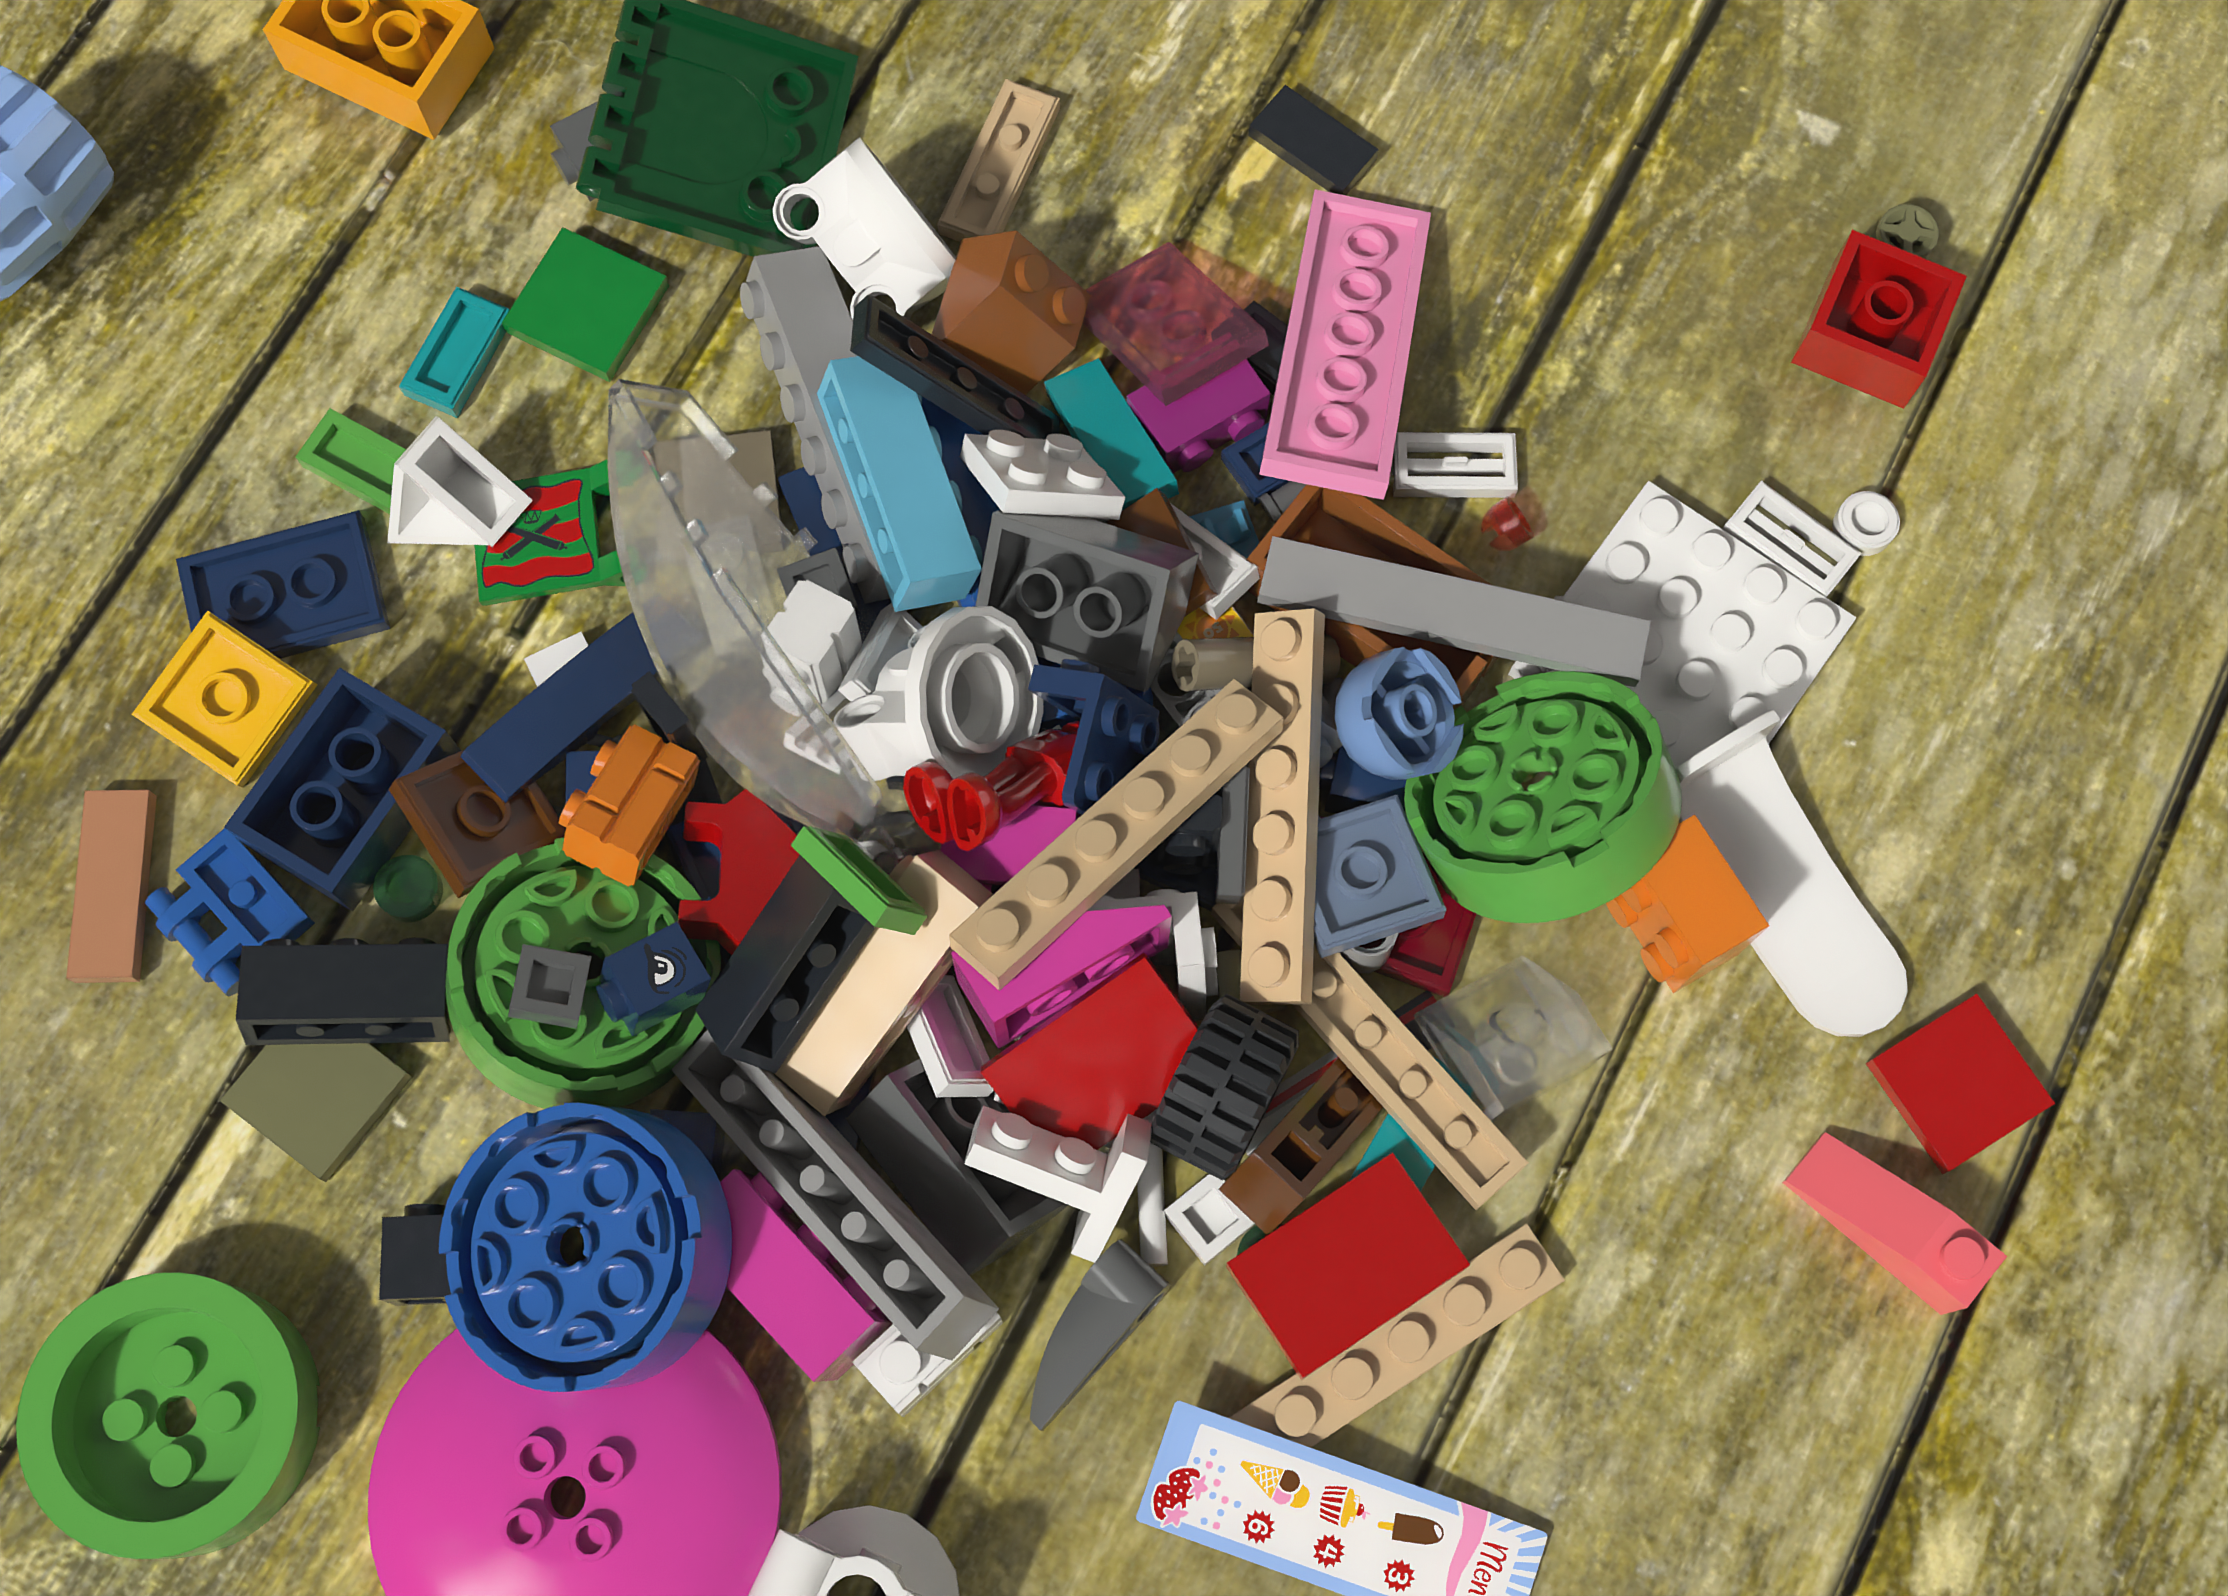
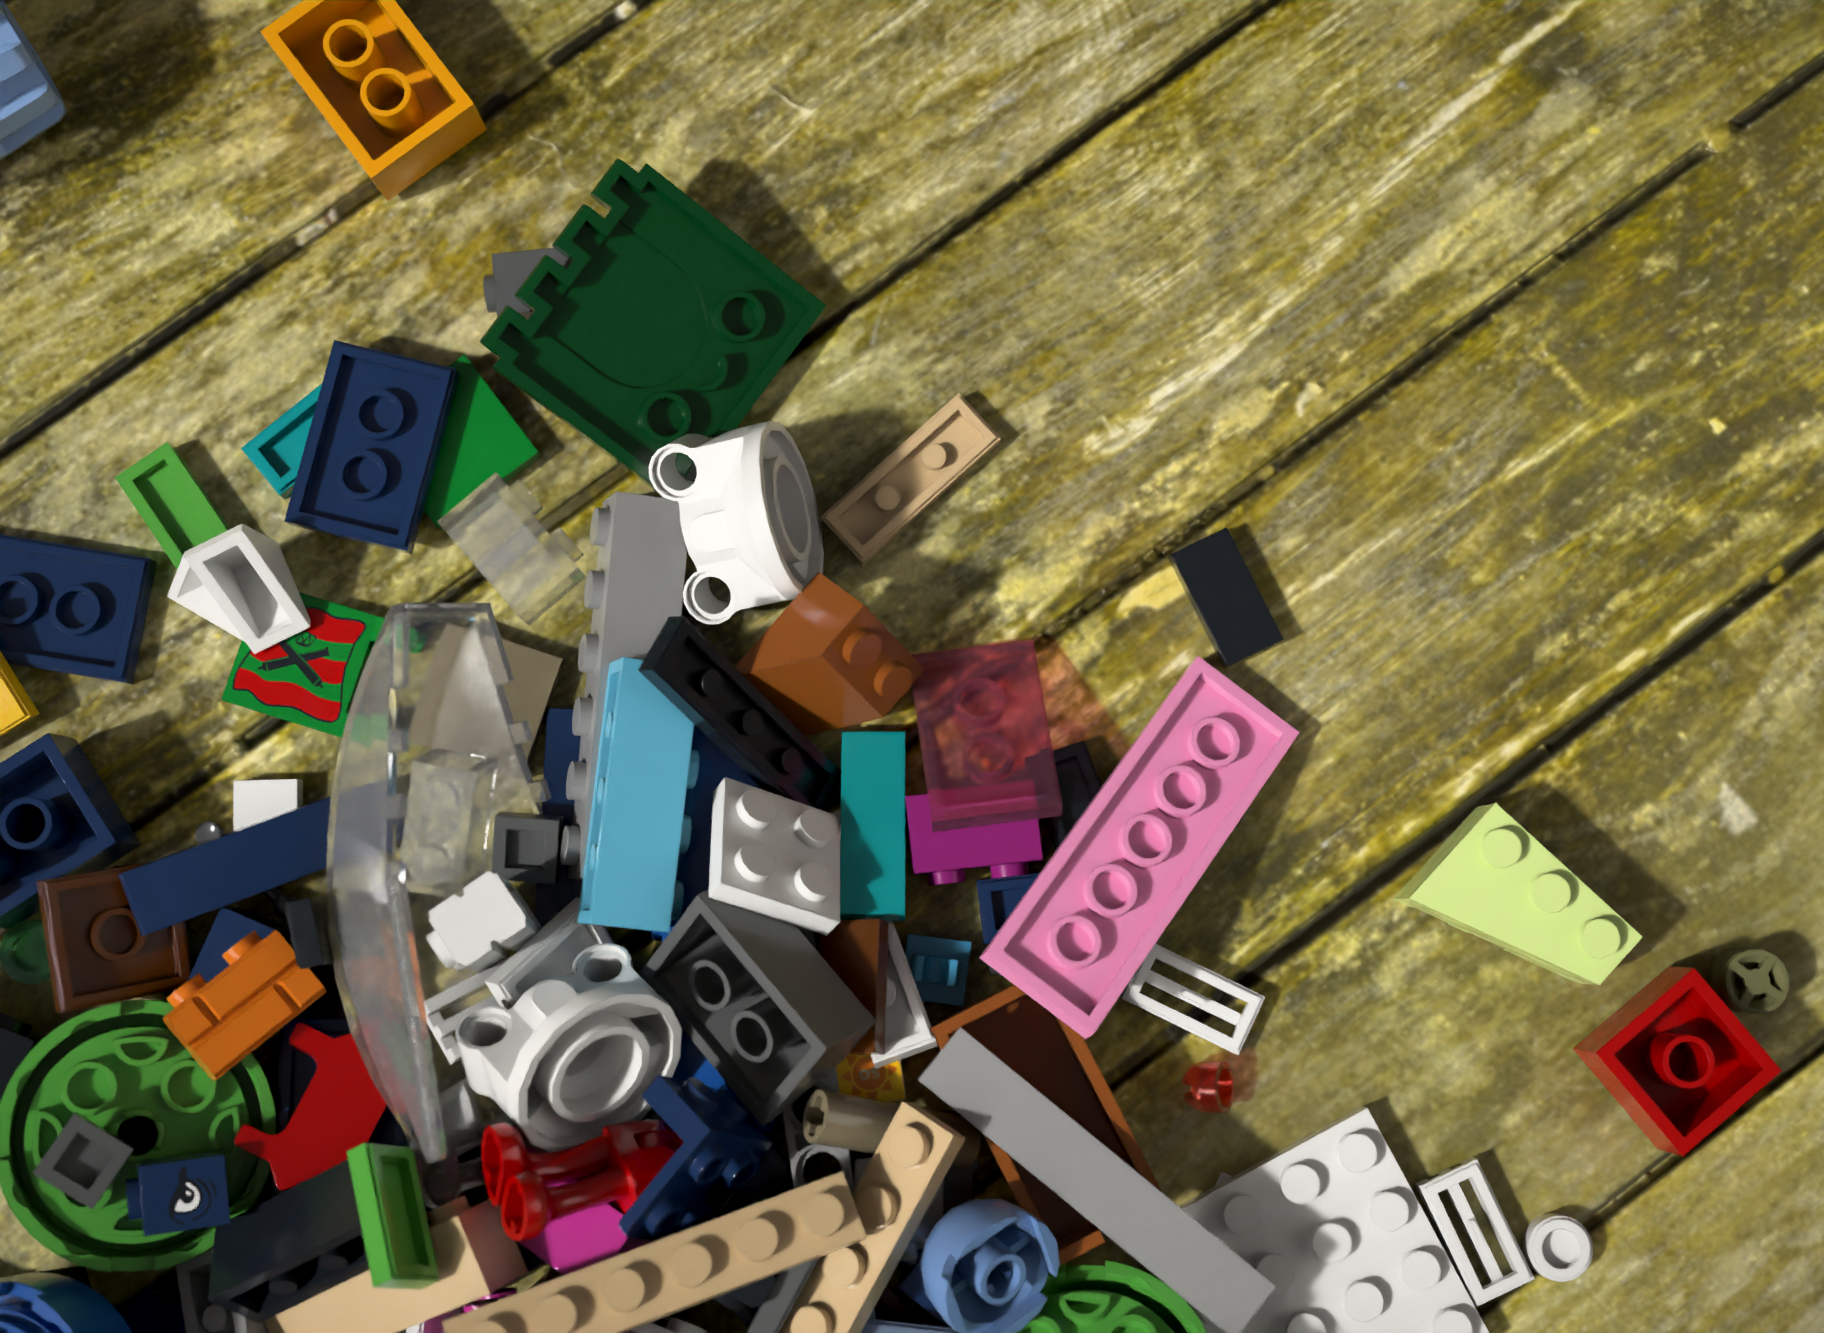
camera: 25 degrees right, 10 degrees up
(518, 330) = (372, 447): none -> dark blue tile
(677, 350) = (512, 548): none -> clear brick
(1685, 257) = (1519, 896): none -> yellowish green wedge

